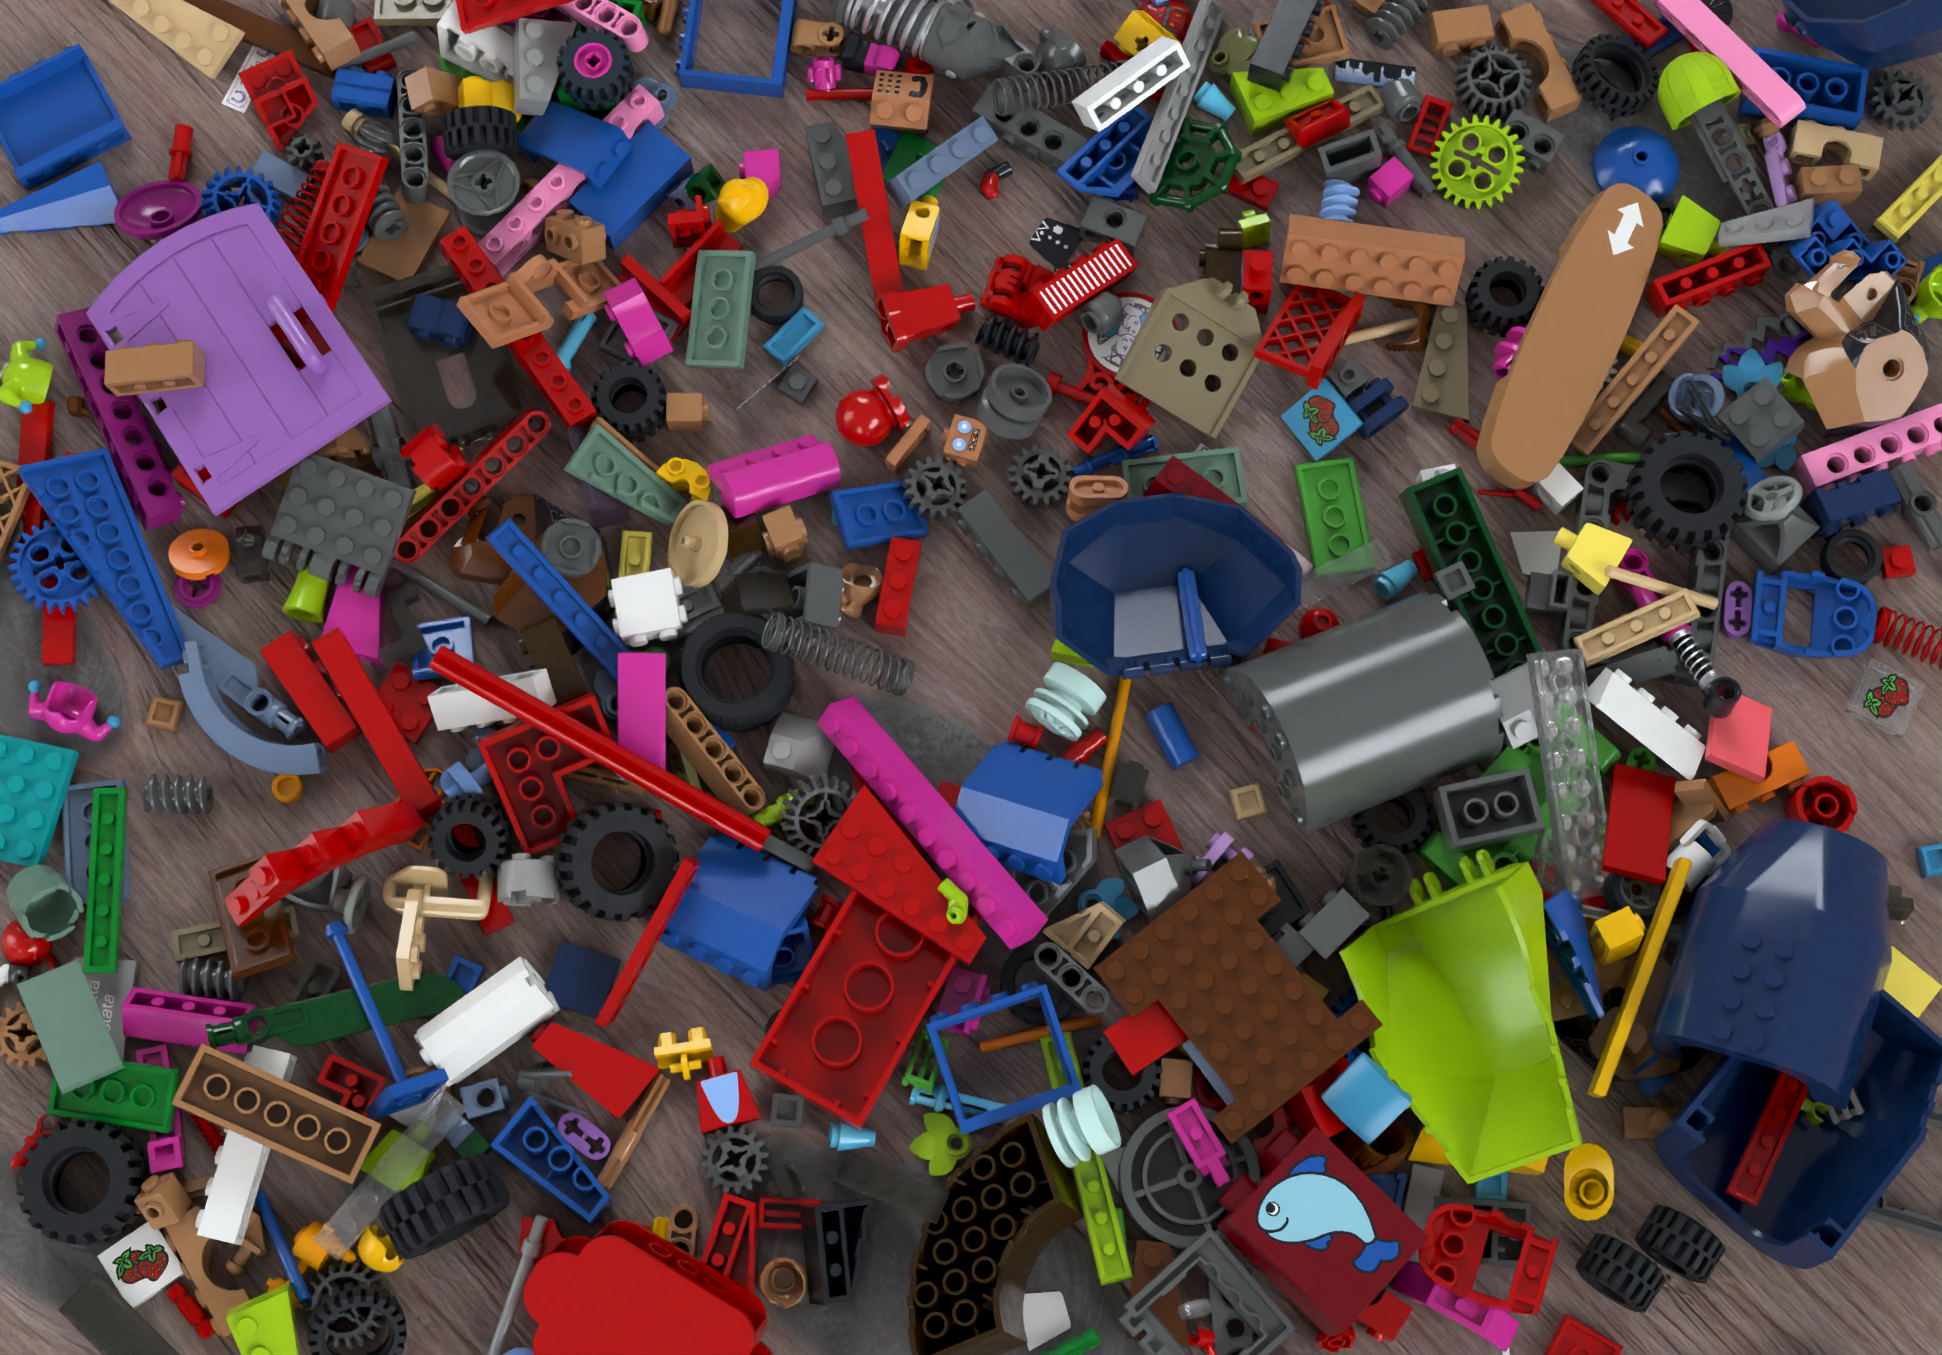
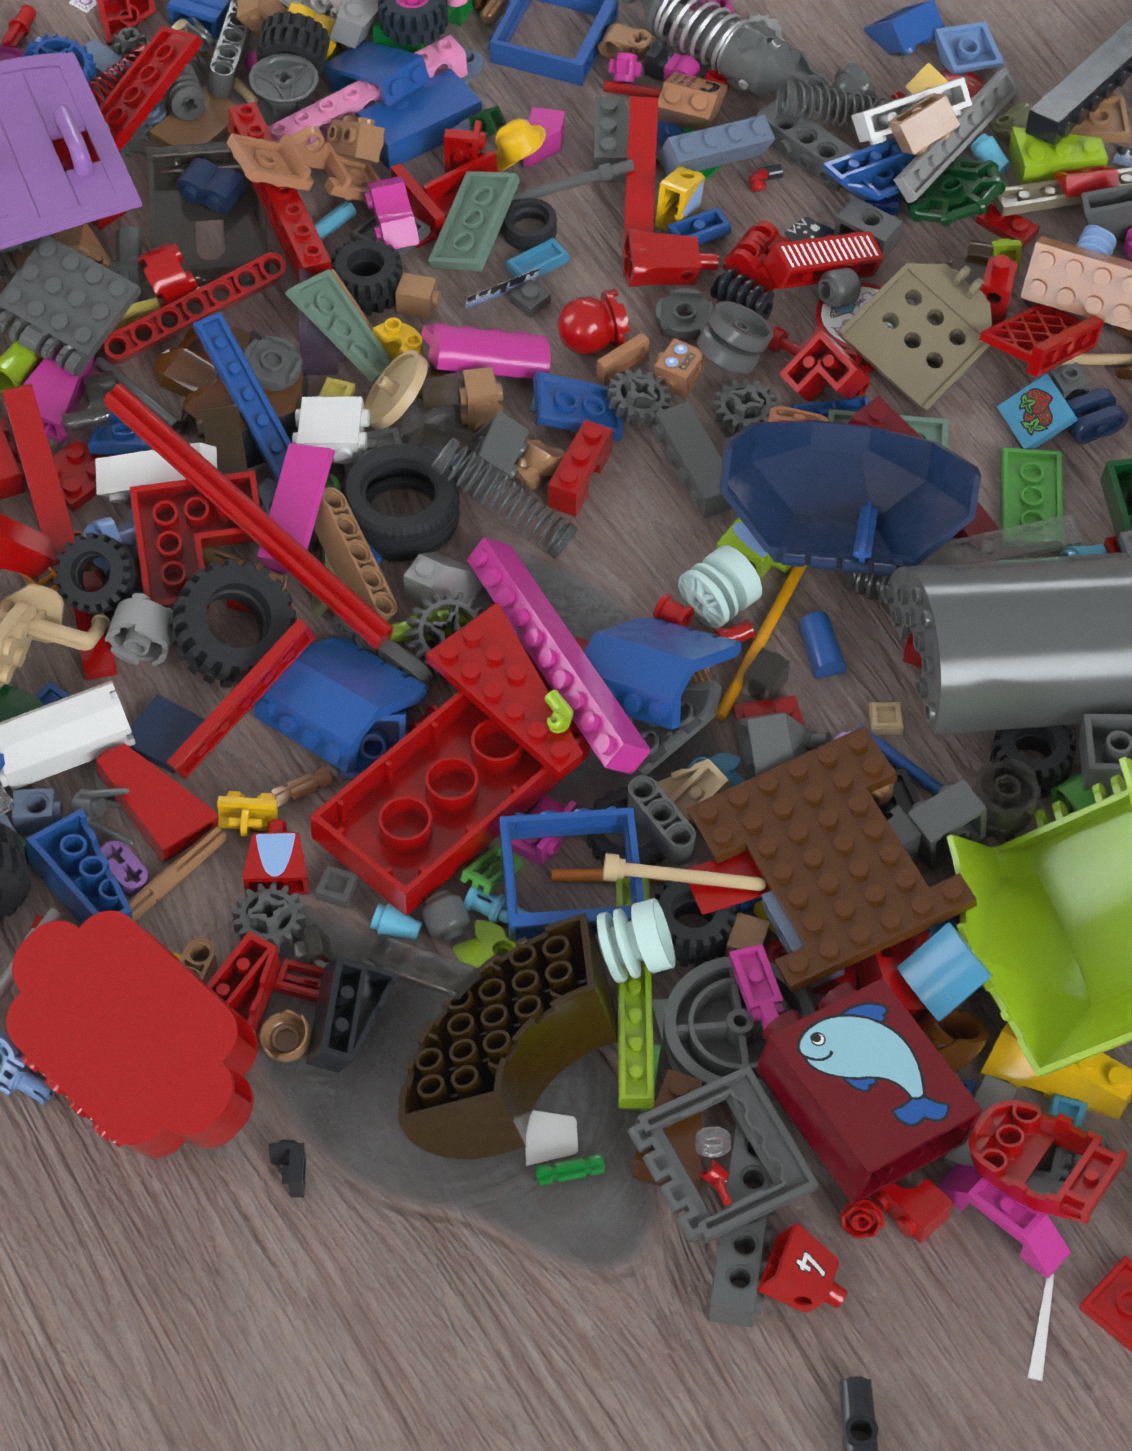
camera: 15 degrees right, 20 degrees down
(724, 1007) = (302, 785): none -> medium nougat axle
(896, 1120) = (445, 916): none -> dark grey head
(946, 264) = (705, 226): none -> blue brick
(1047, 1053) = (617, 868): none -> tan piece
(1149, 105) = (924, 124): none -> brick
(1278, 851) = (902, 762): none -> blue bar

